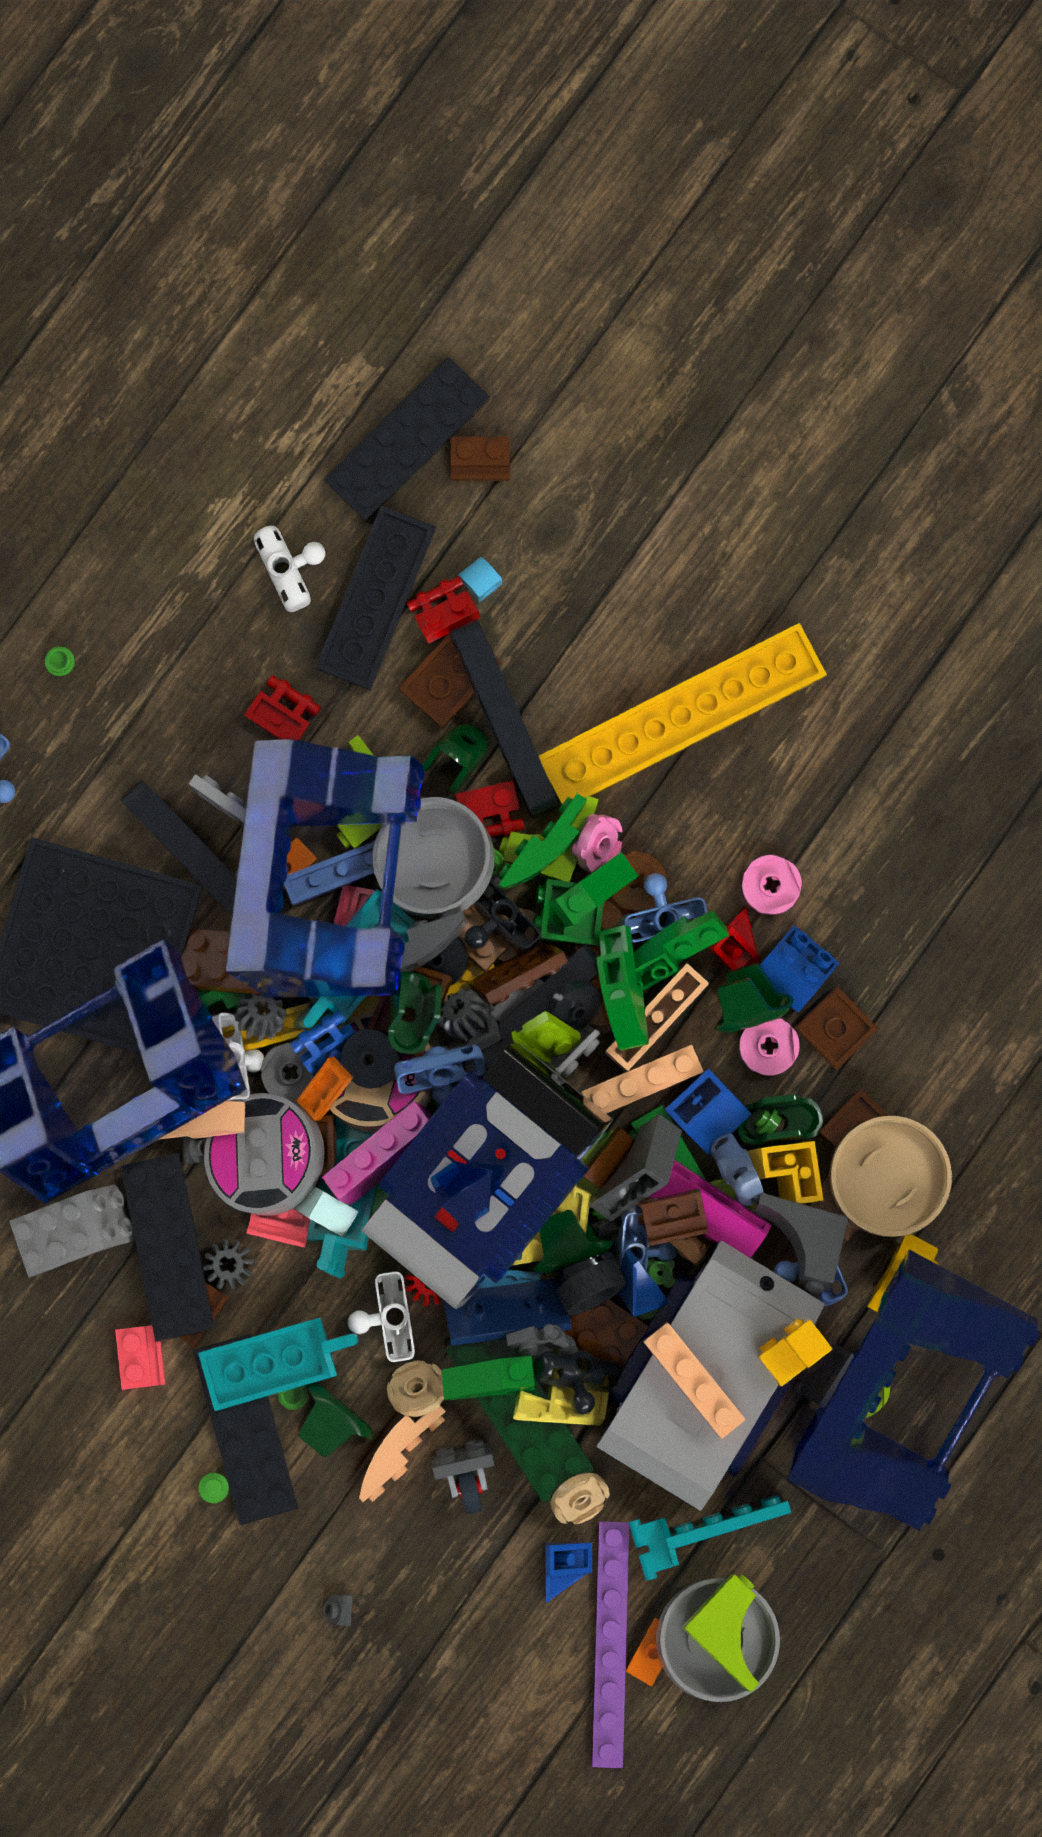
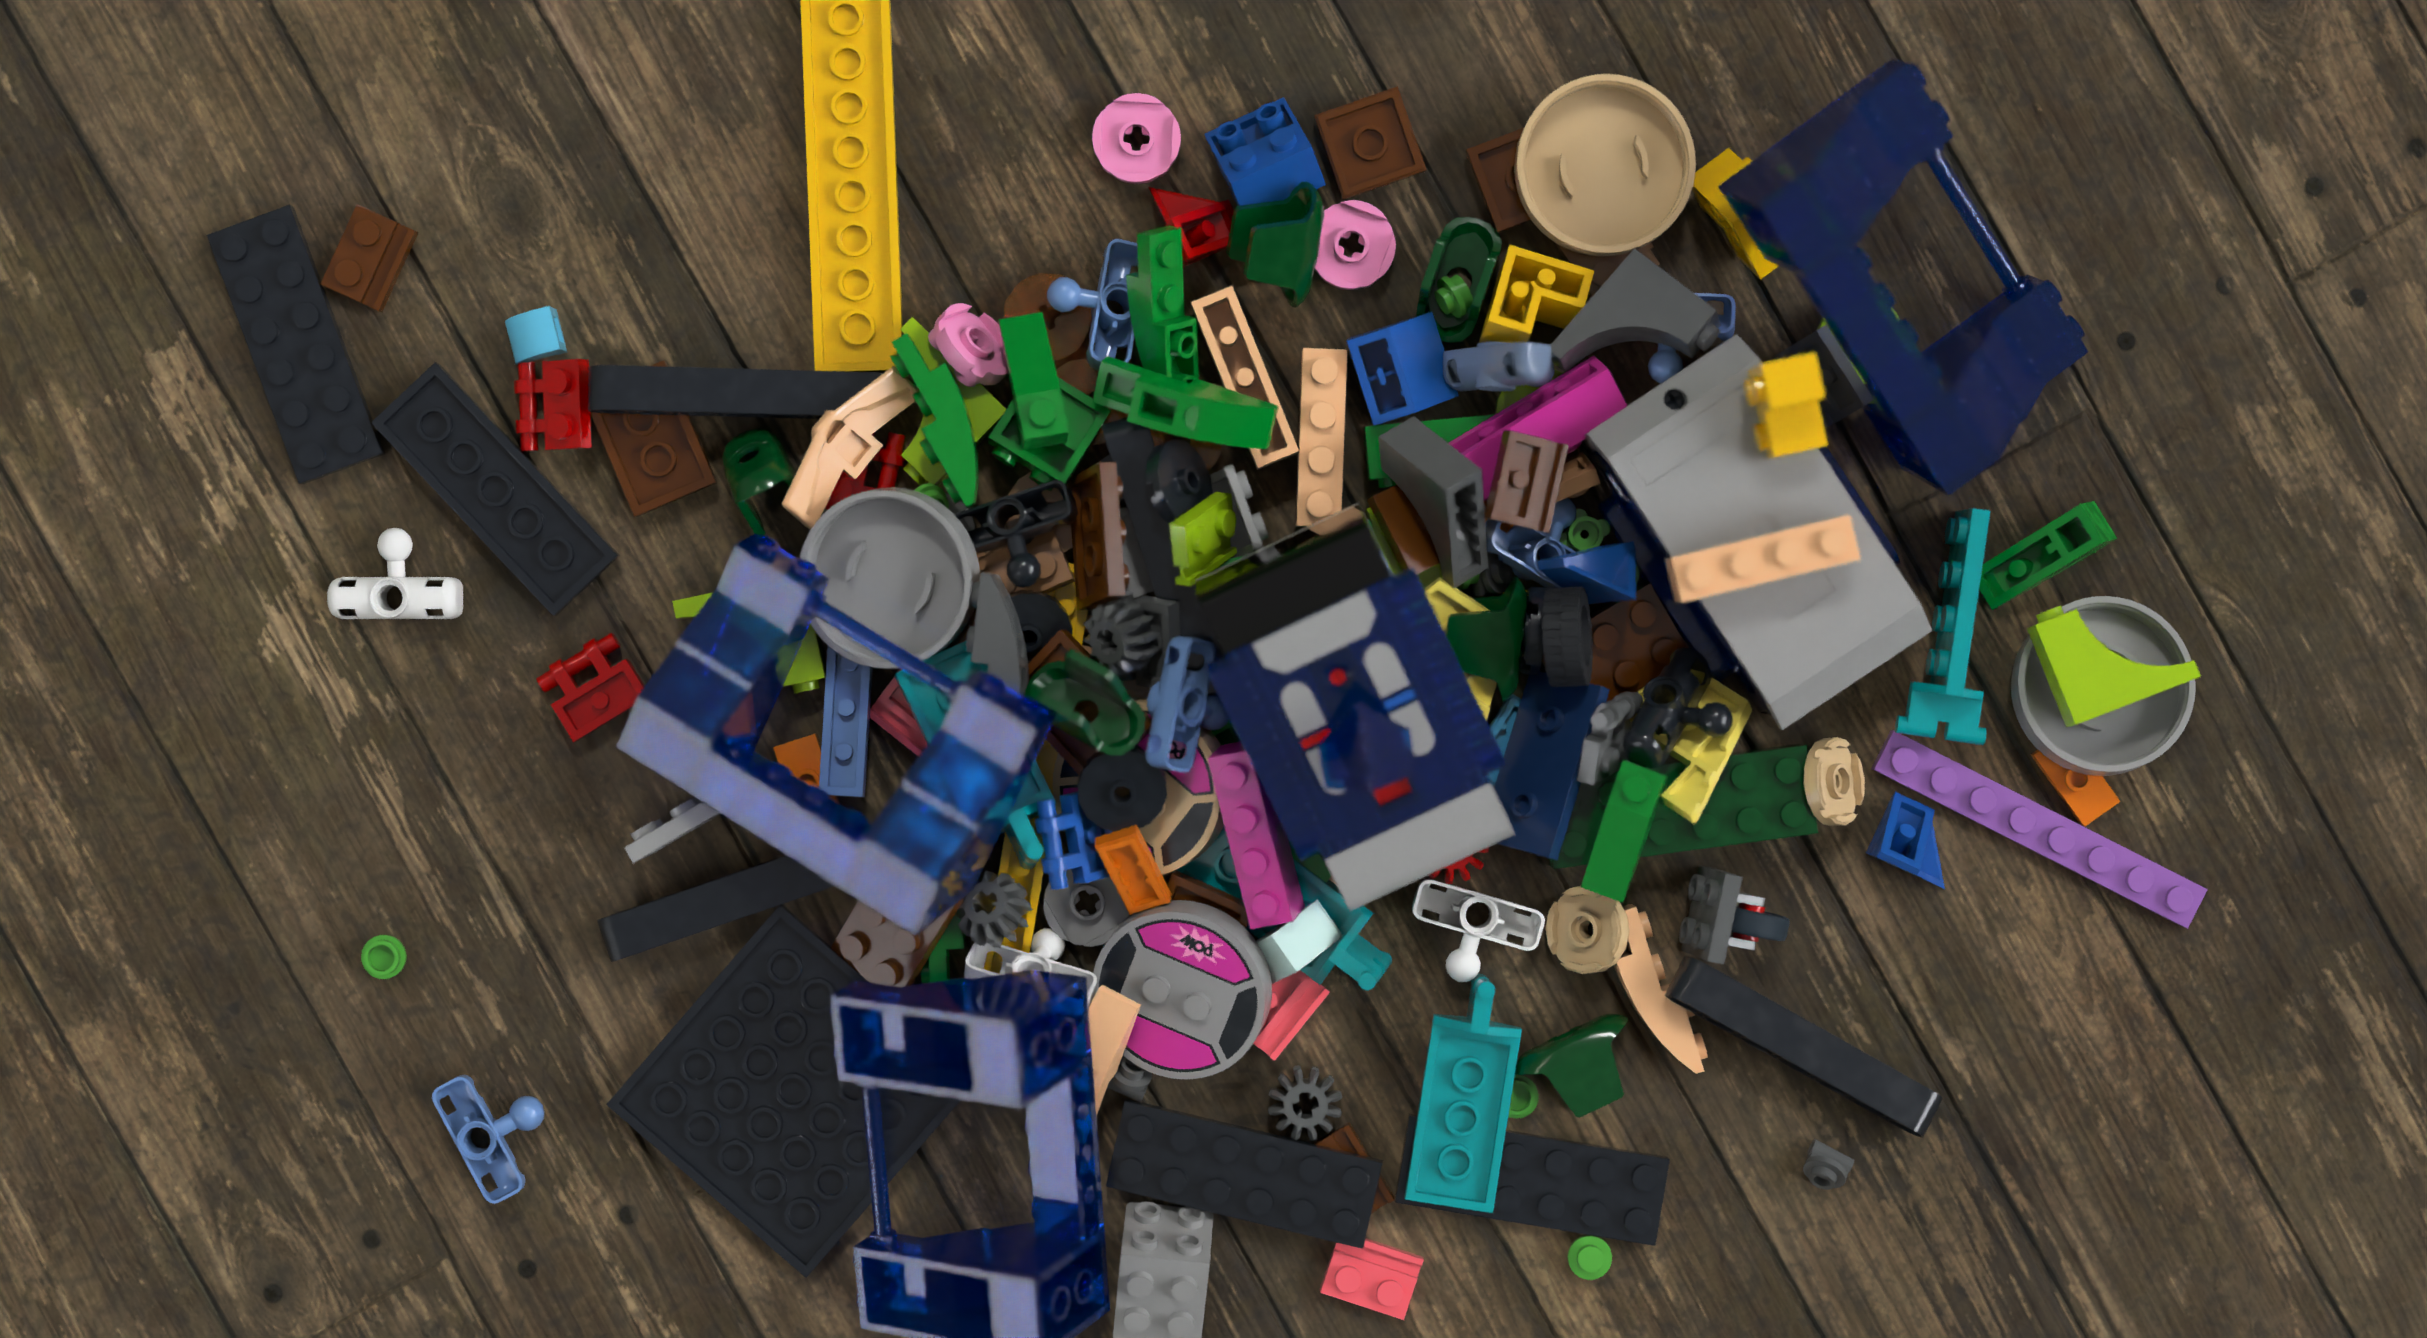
camera: 65 degrees left, 5 degrees up
(406, 1557) = (1803, 1046): none -> black beam
(502, 794) = (845, 443): none -> light nougat plate
(782, 1564) = (2045, 554): none -> green slope

